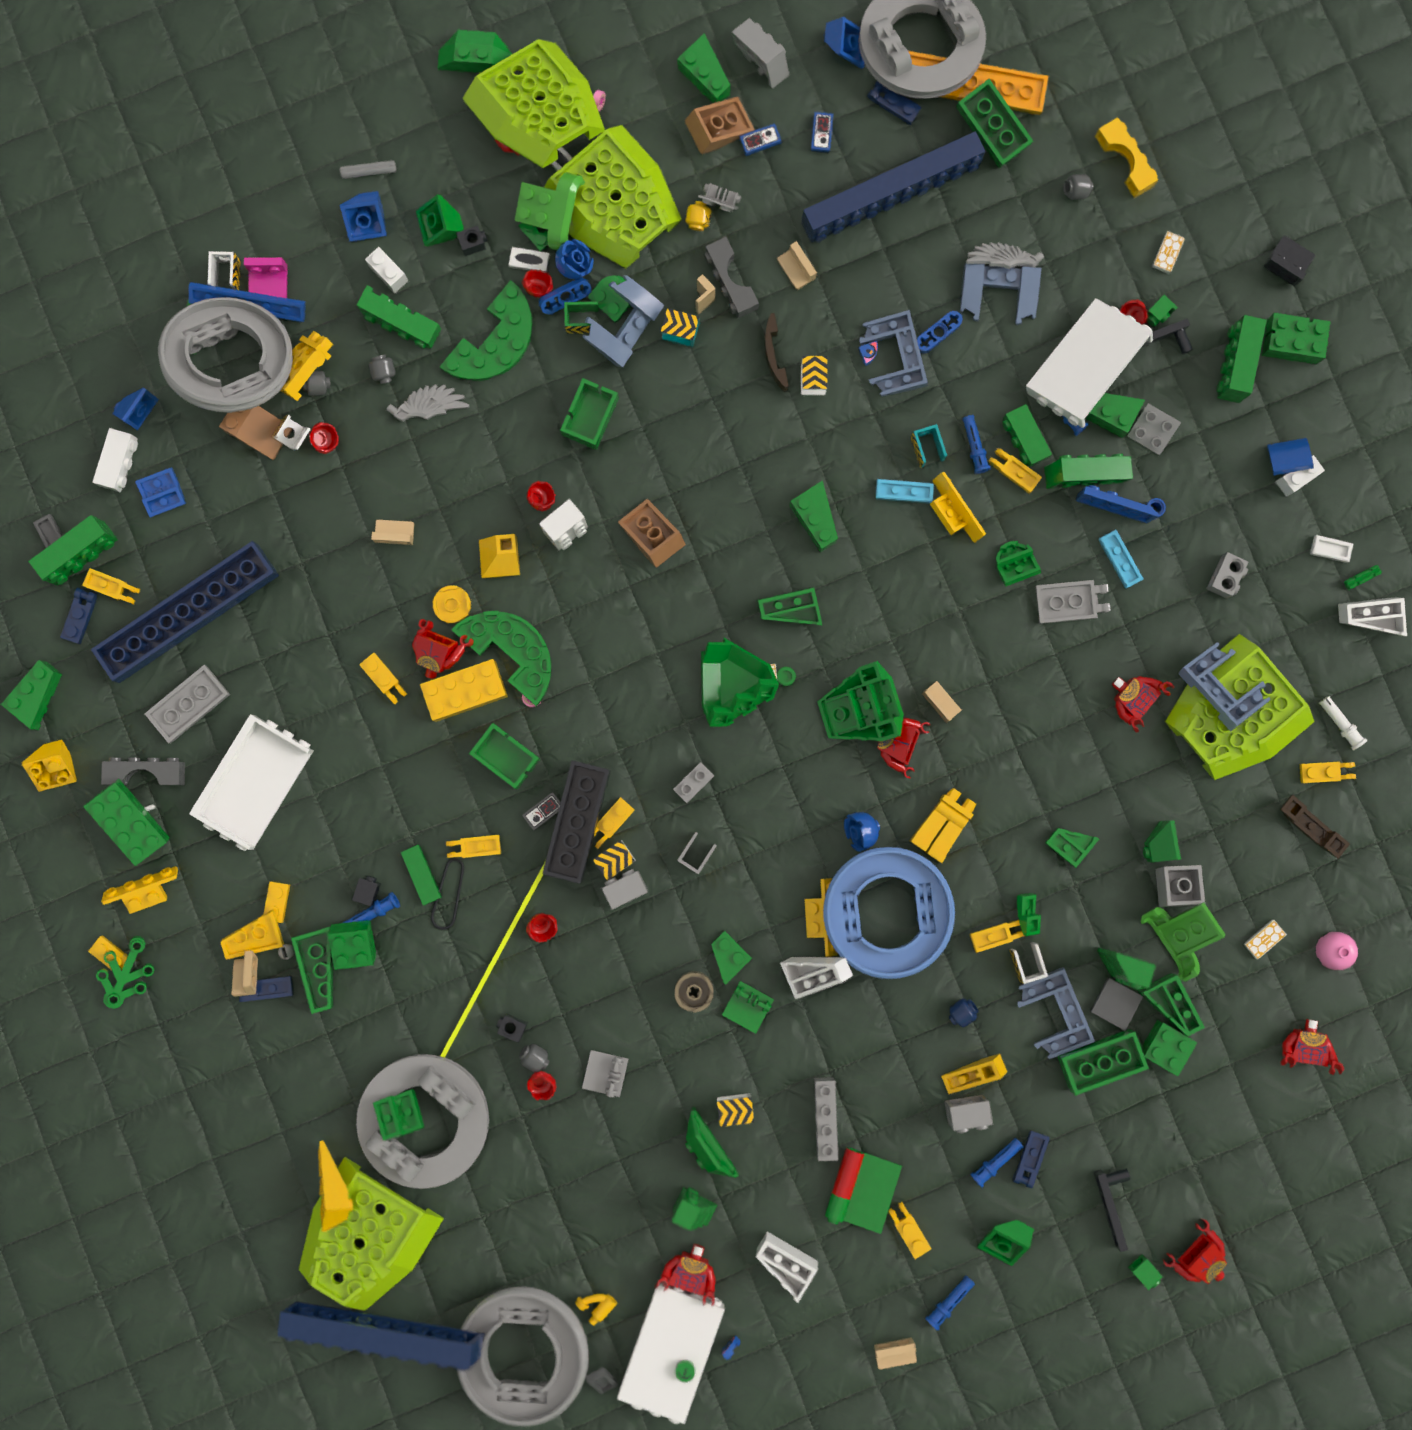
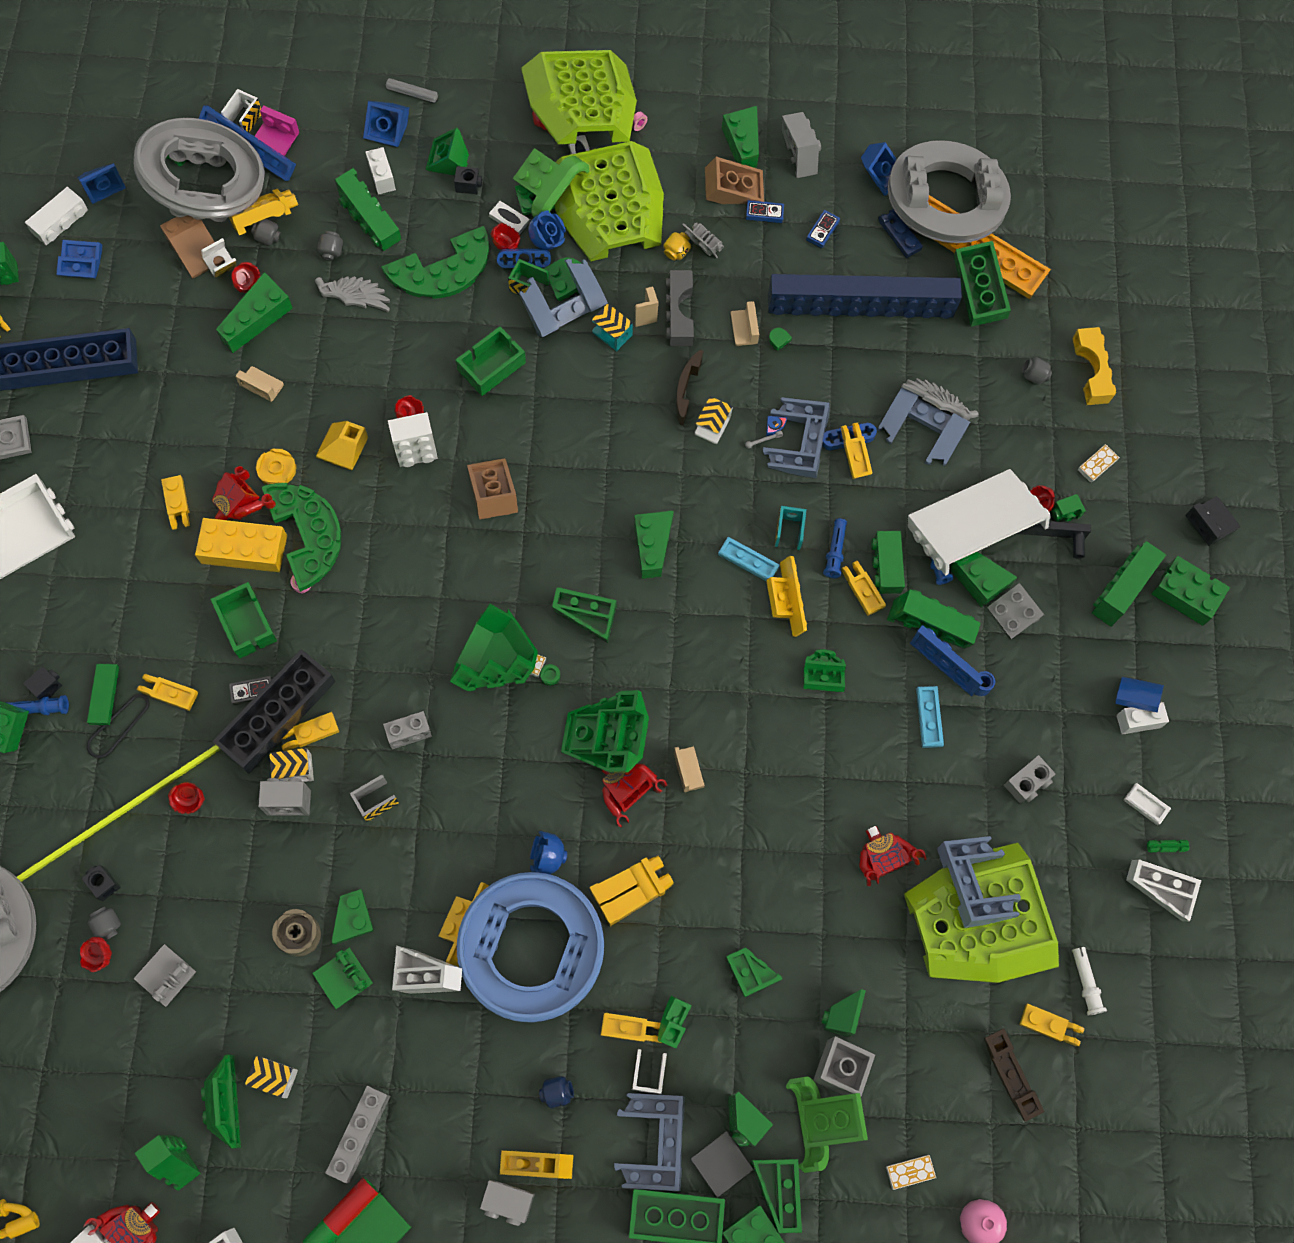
camera: 25 degrees right, 15 degrees down
(351, 469) = (254, 313): none -> green wedge
(472, 51) = (548, 38): green wedge -> none
(832, 264) = (779, 338): none -> green tile
(854, 382) = (749, 444): none -> light grey hinge
(953, 345) = (856, 452): none -> yellow hinge
(1070, 601) = (861, 733): light grey tile -> none

